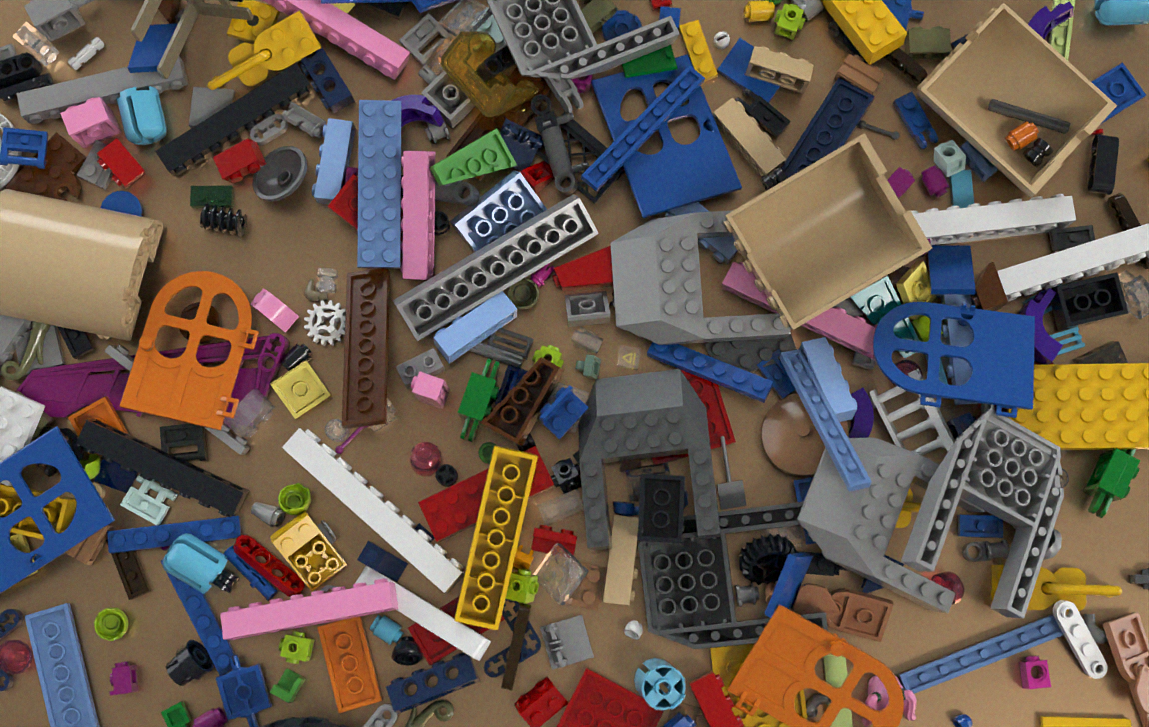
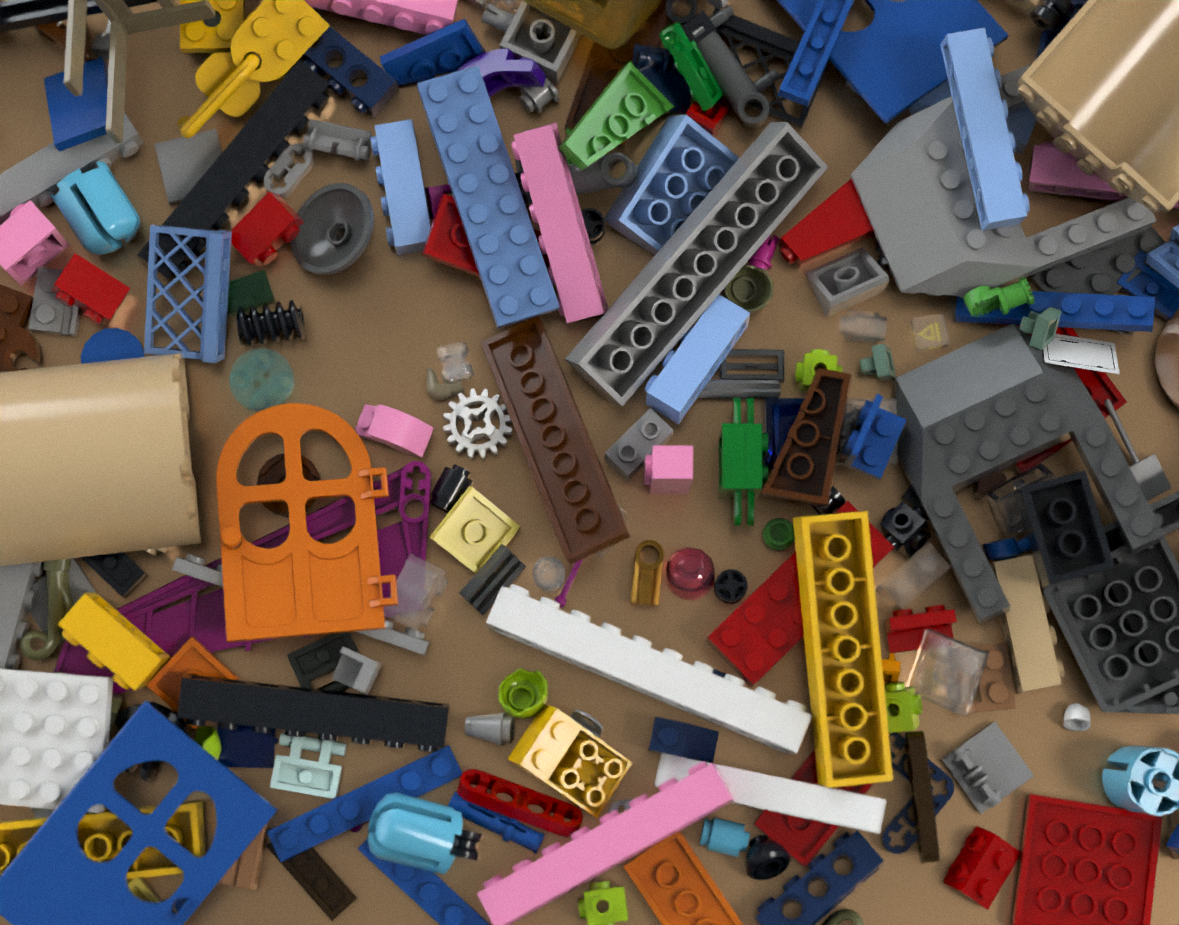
camera: 20 degrees left, 0 degrees up
(54, 383) = (113, 641): none -> yellow brick
(194, 187) = (214, 292): none -> medium blue fence
(197, 451) = (356, 670): none -> light grey panel
(202, 244) = (251, 369): none -> clear light blue plate
(304, 423) = (493, 581): none -> dark grey tile
(380, 85) = (433, 54): none -> blue wing
(396, 453) = (647, 577): none -> pearl gold piece
(534, 143) = (692, 66): none -> green hinge
(666, 349) = (984, 300): none -> bright green connector
(695, 377) = (1041, 326): none -> sand green tile
(698, 241) = (984, 129): none -> light blue brick
(714, 401) = (1082, 354): none -> white sticker

